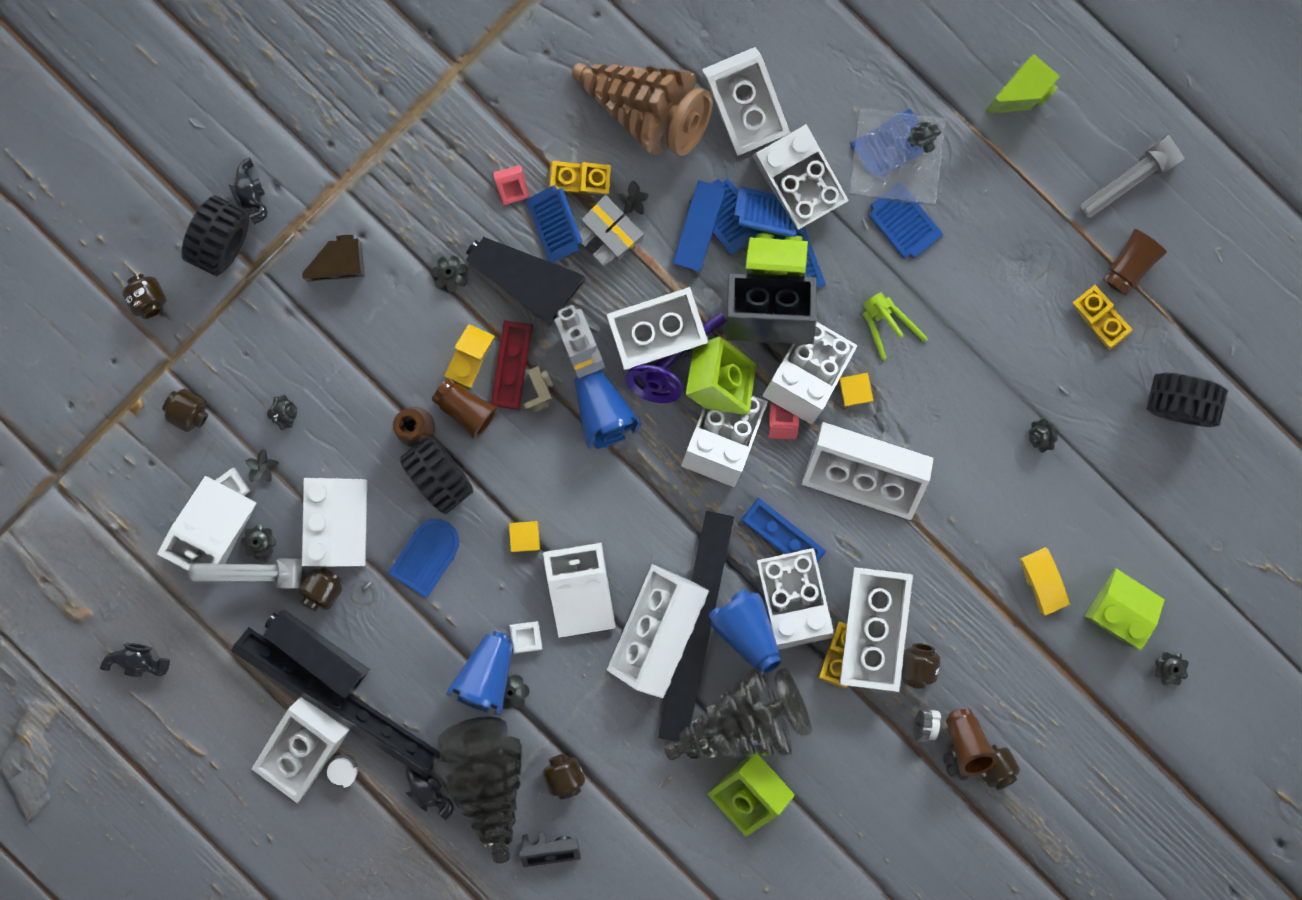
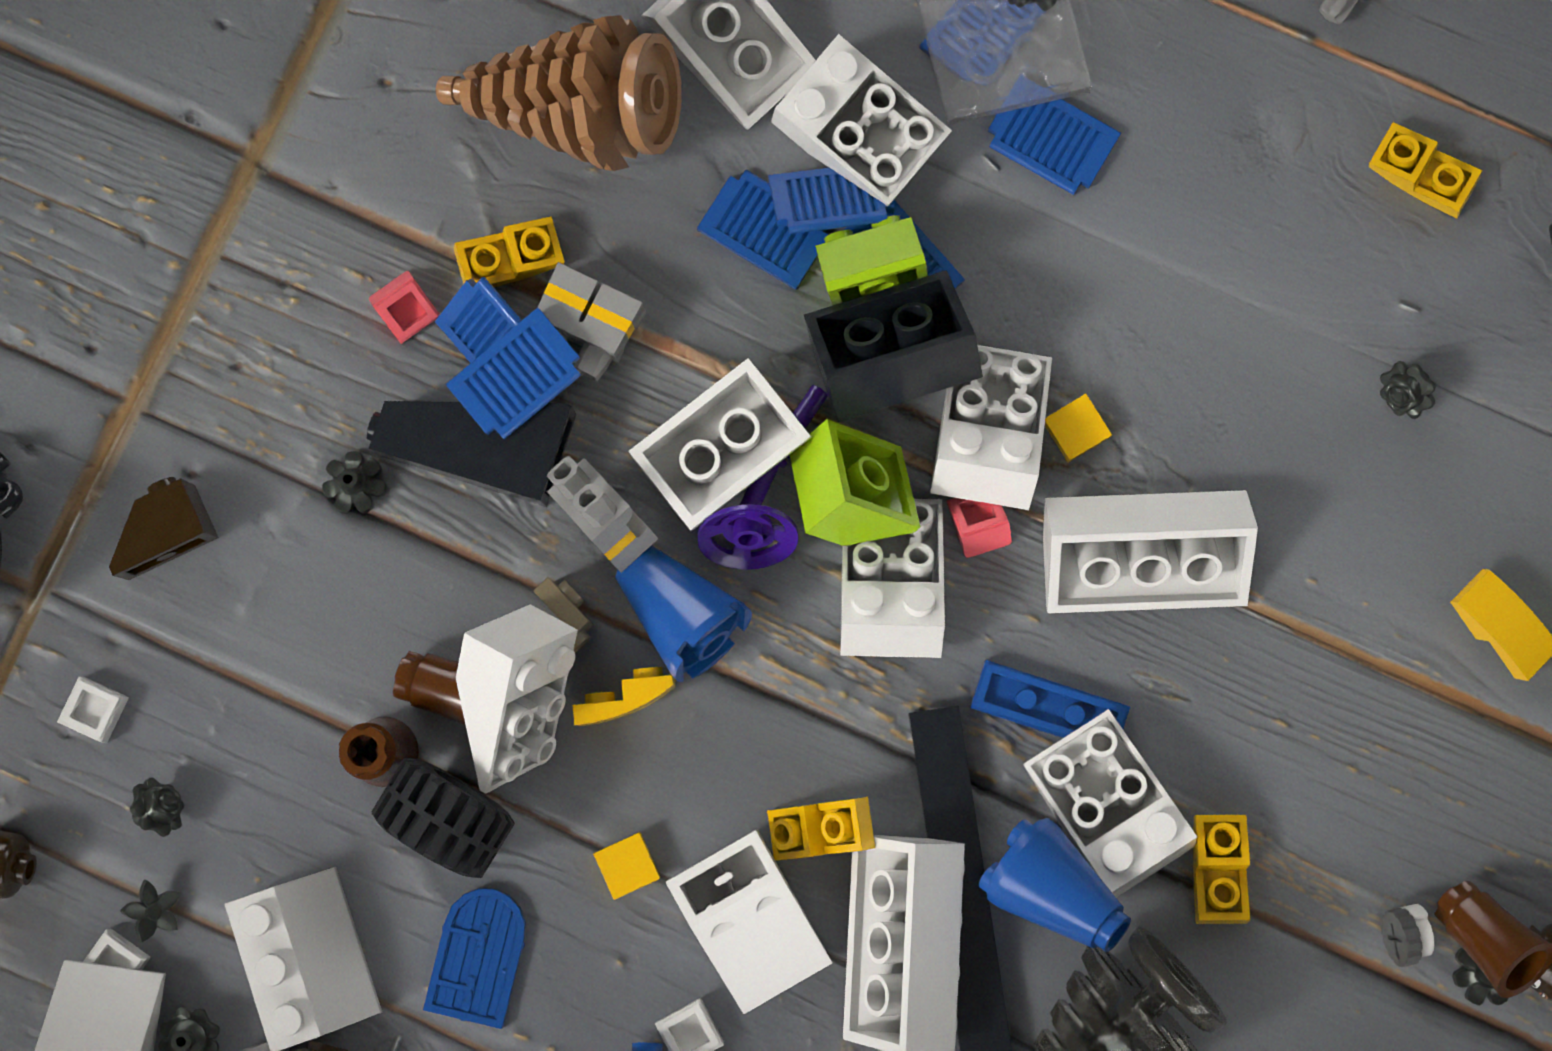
camera: 10 degrees left, 5 degrees down
(264, 346) = (92, 709): none -> white tile
(469, 355) = (432, 603): yellow slope -> none
(499, 421) = (513, 691): none -> white slope
(511, 365) = (500, 566): dark red tile -> none
(560, 249) = (516, 375): none -> blue window
(564, 446) = (643, 690): none -> yellow slope
(633, 198) = (607, 254): pearl dark grey plant -> none
(635, 555) = (821, 829): none -> yellow slope
(699, 225) = (728, 259): blue tile -> none
(876, 629) = (1265, 806): white slope -> none
(881, 308) = (1068, 282): lime plant -> none
(920, 665) = (1358, 838): dark brown head -> none
(1133, 262) = (1442, 62): reddish brown plant -> none

